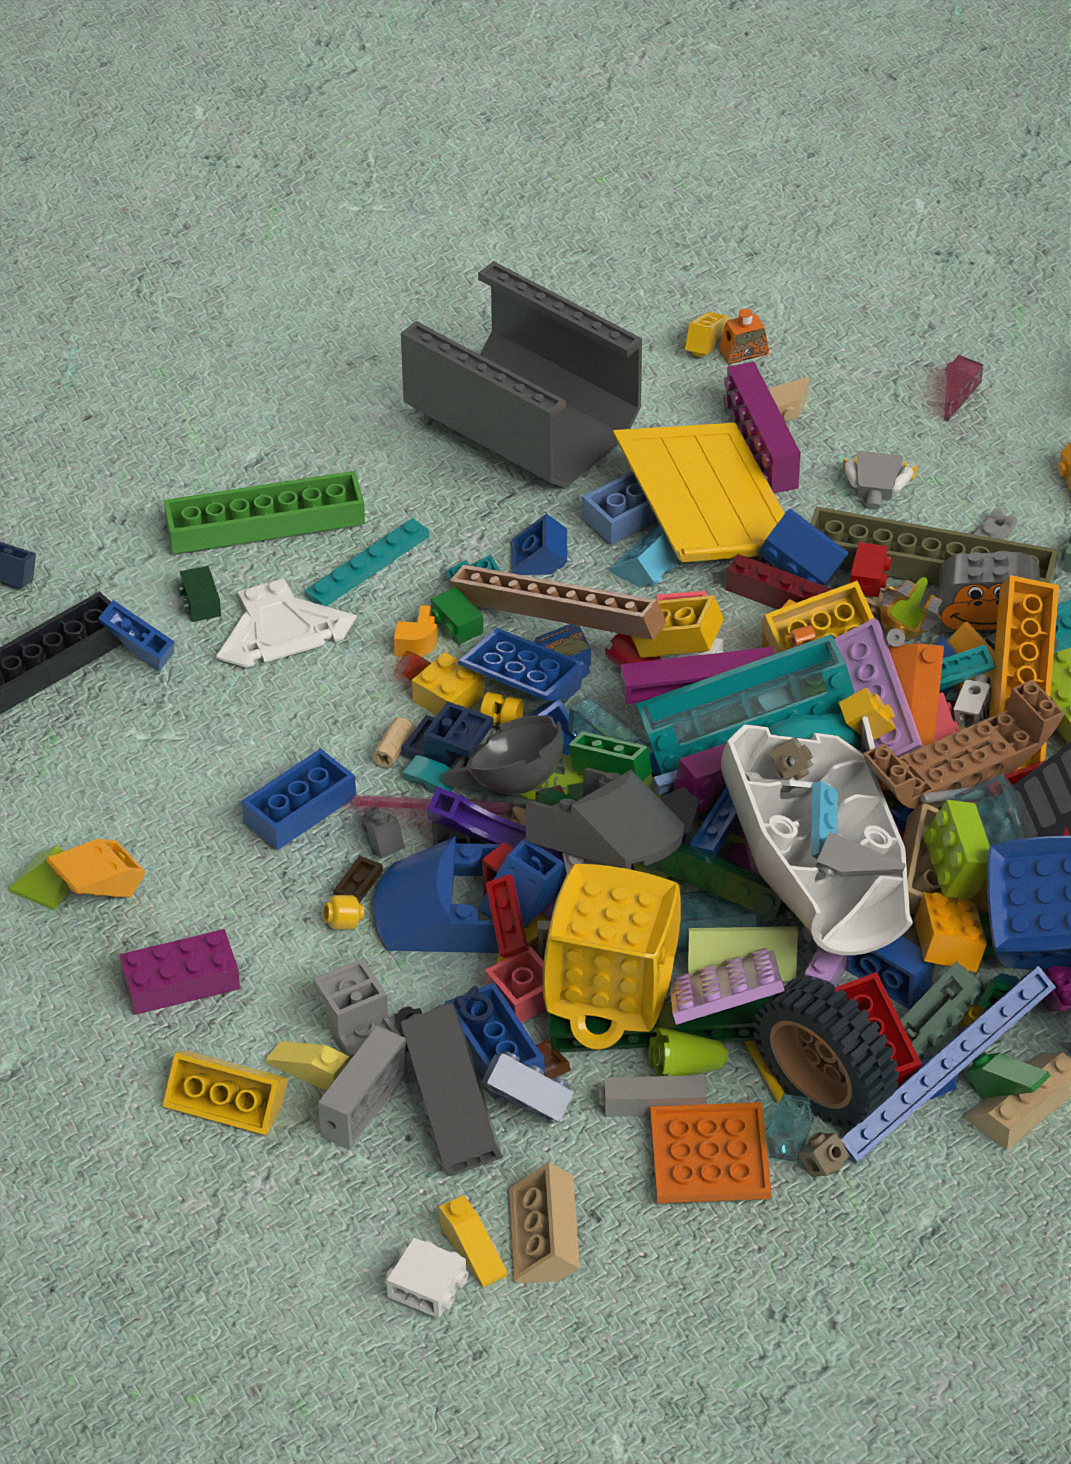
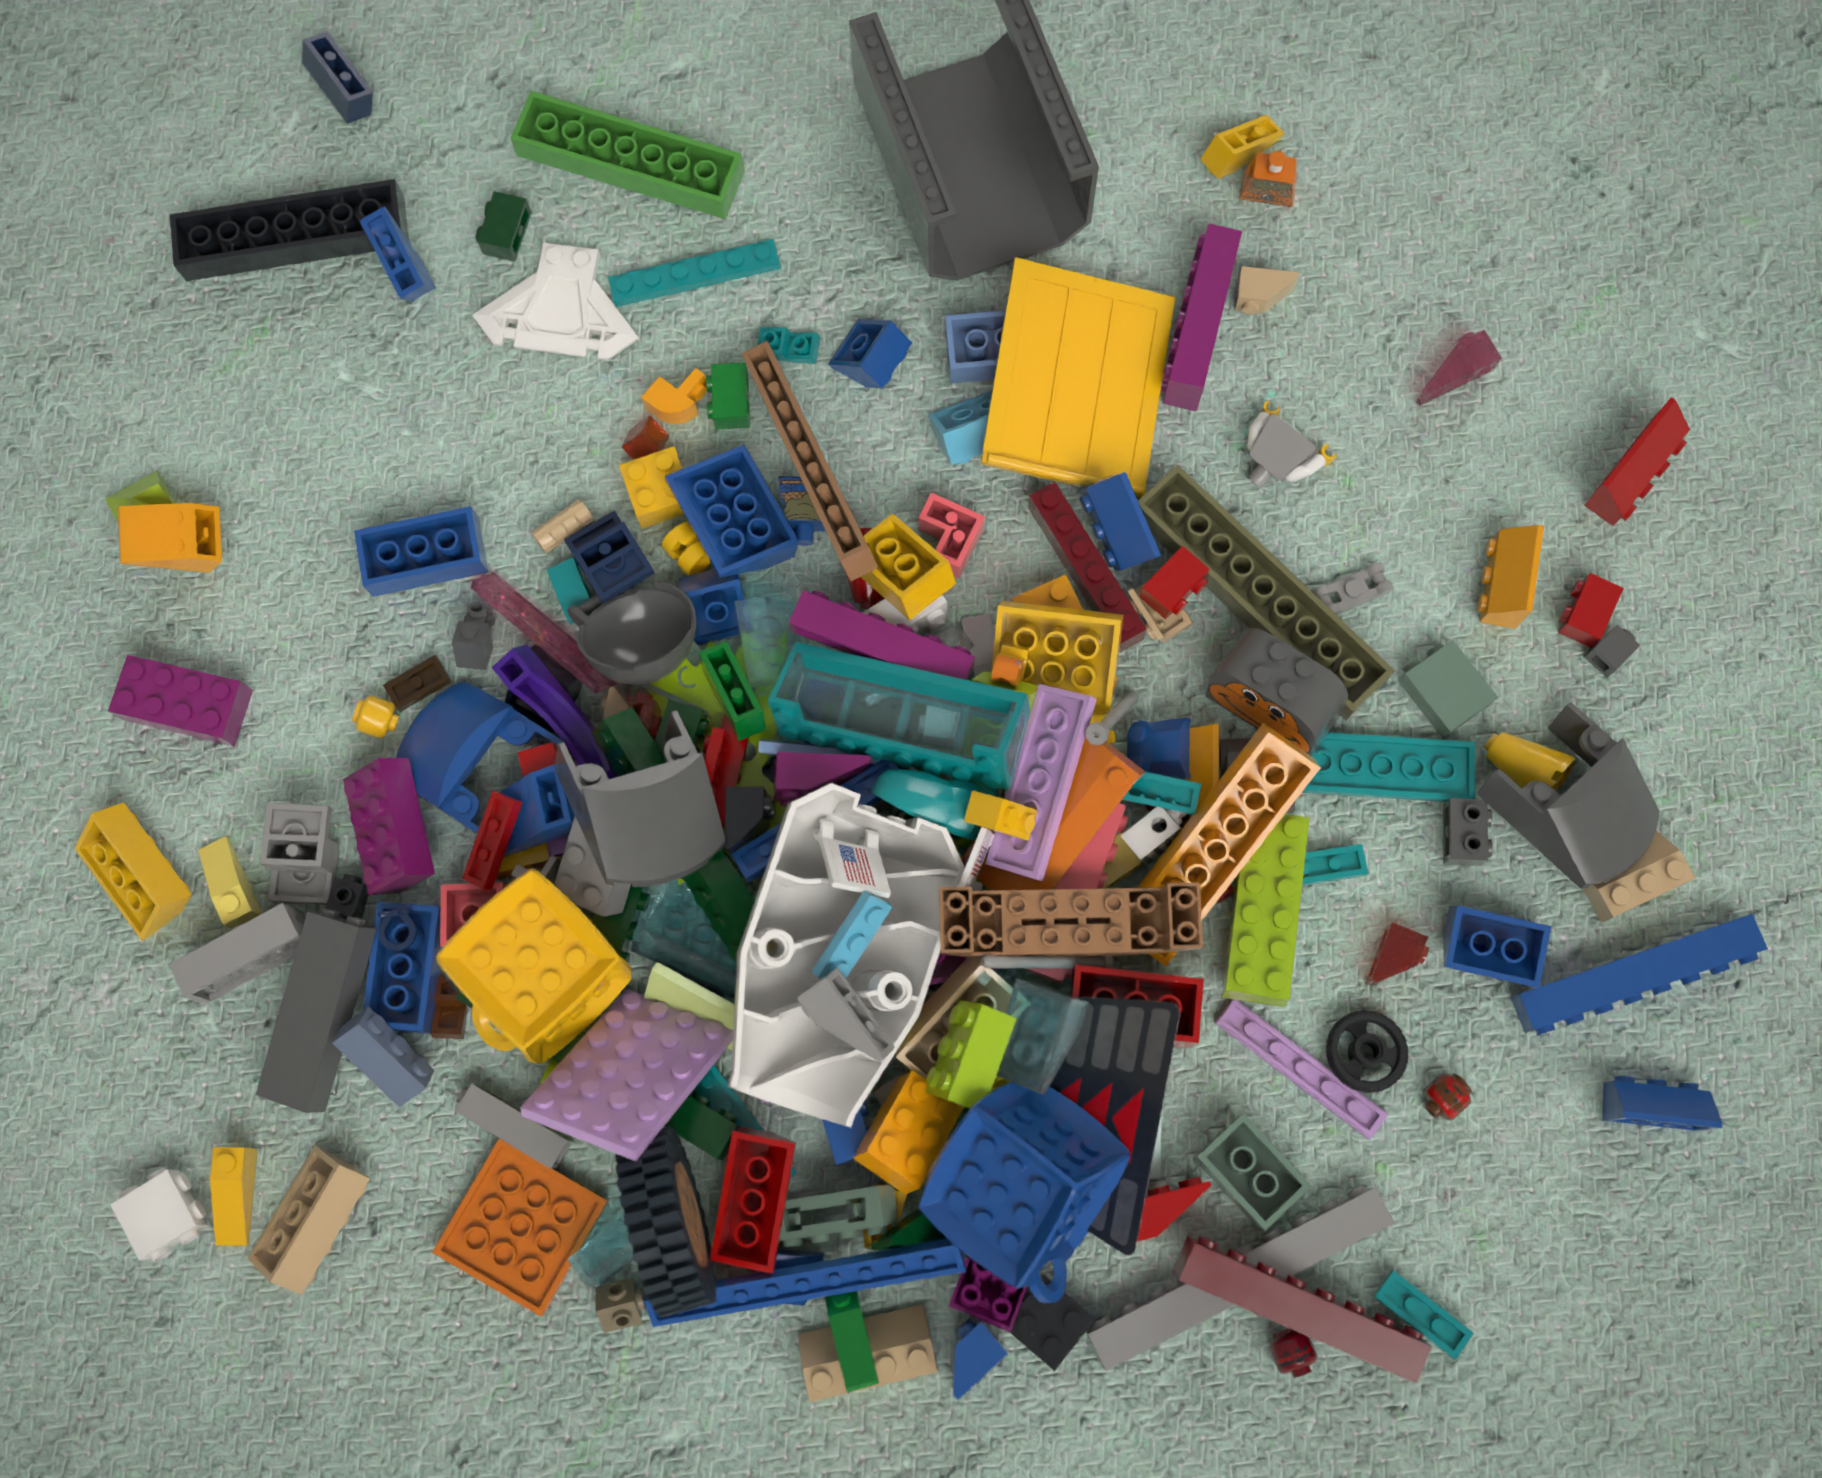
camera: 35 degrees right, 30 degrees up
(412, 959) = (388, 826): none -> magenta brick
(783, 756) = (865, 844): dark tan brick -> none
(902, 609) = (1176, 661): piece -> none

